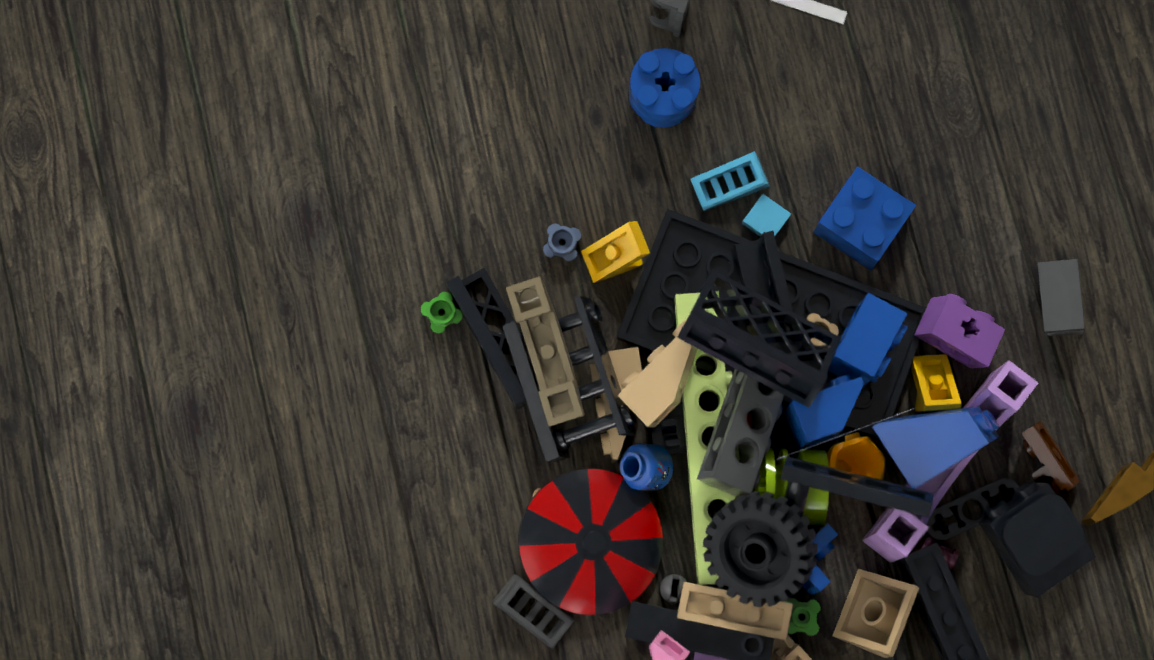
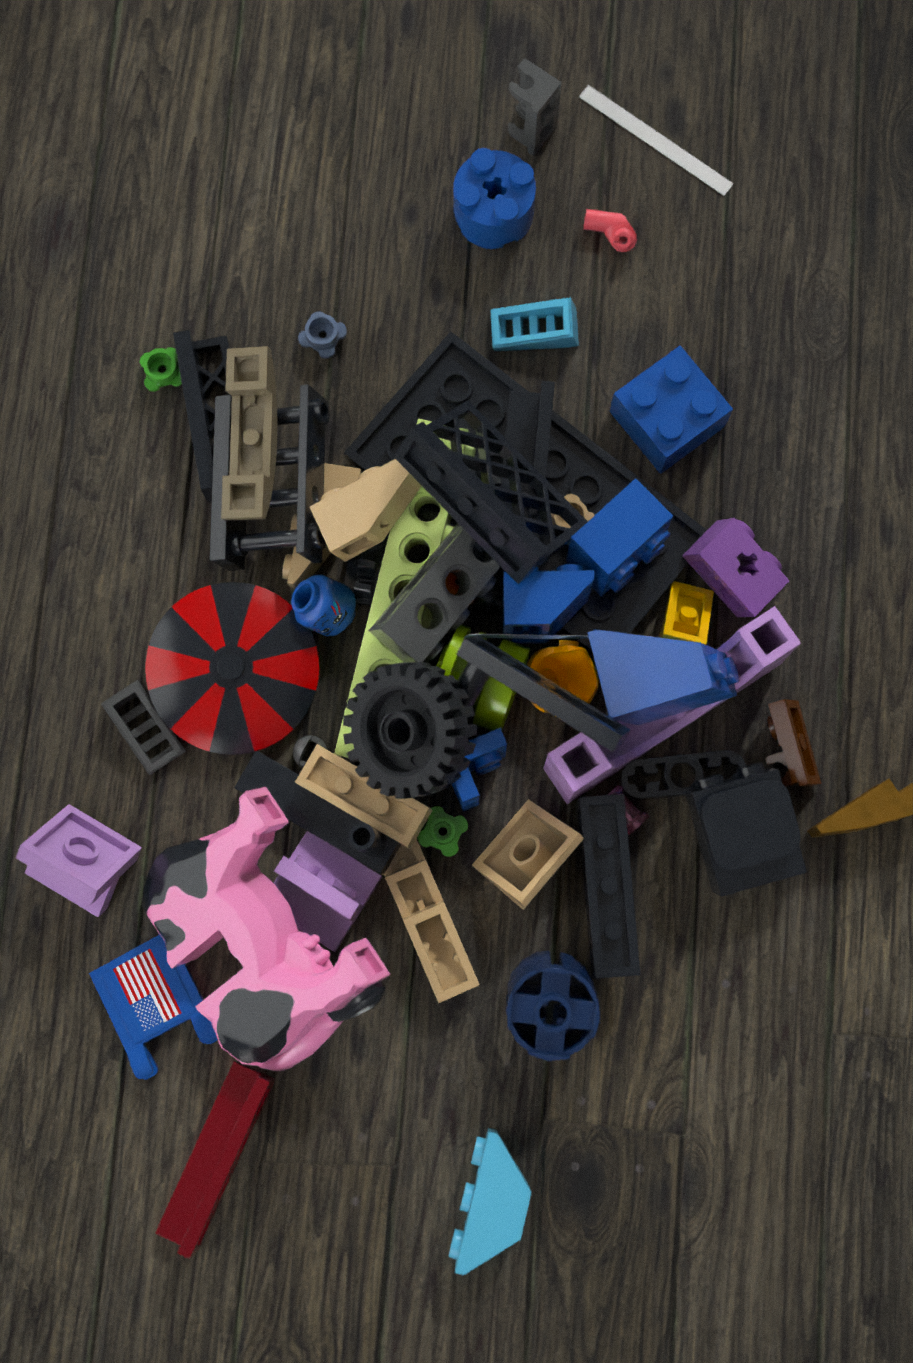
camera: 25 degrees right, 0 degrees up
(616, 252) = (376, 362): yellow slope -> none
(766, 79) = (614, 227): none -> coral arm
(766, 216) = (565, 373): medium azure tile -> none
(1061, 297) = (868, 568): dark grey hinge -> none

